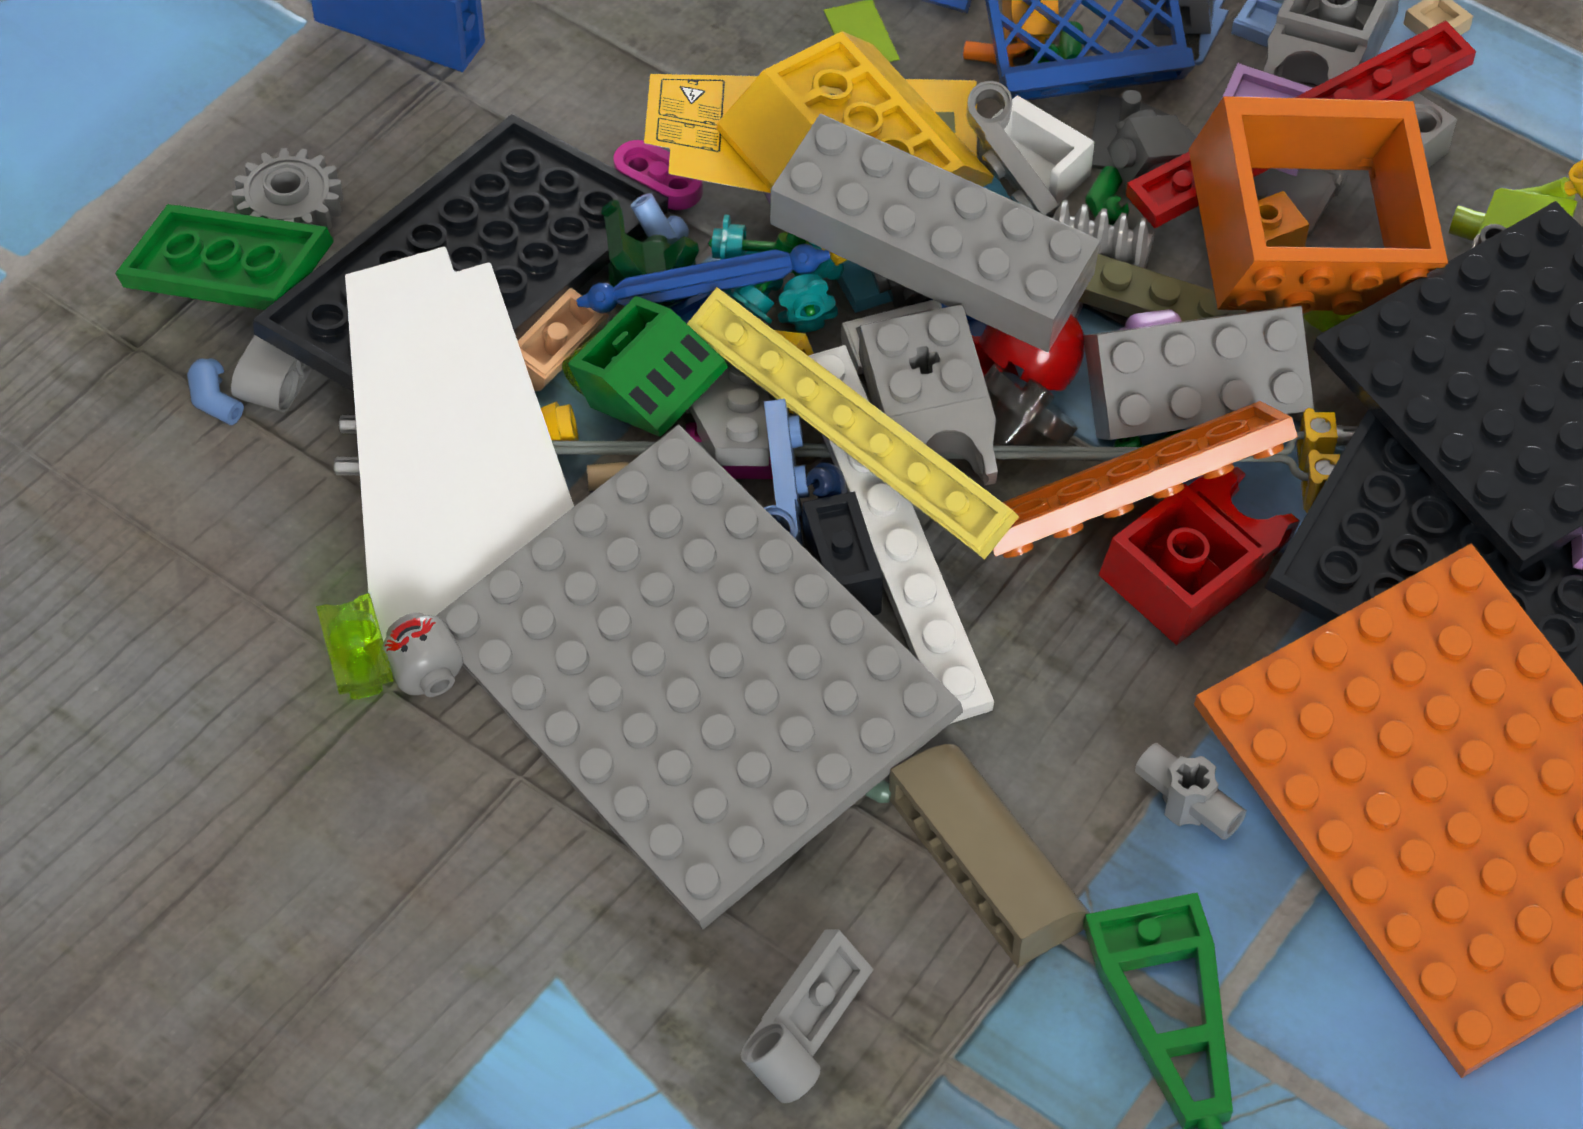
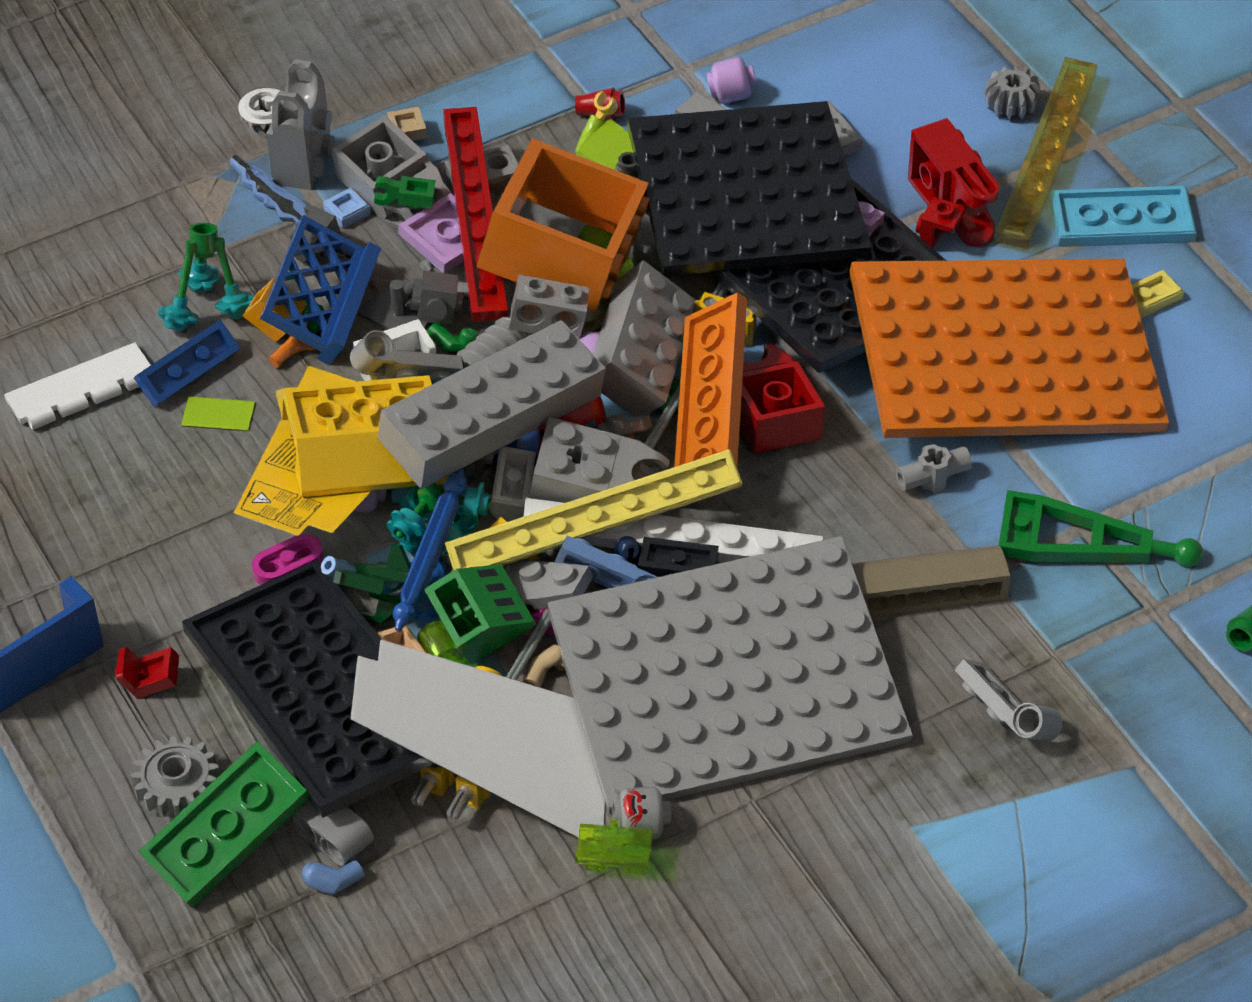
camera: 65 degrees left, 5 degrees down
(423, 110) = (148, 673): none -> red bracket
(1171, 248) = (544, 302): none -> light grey brick
(1290, 49) = (410, 191): none -> green plate

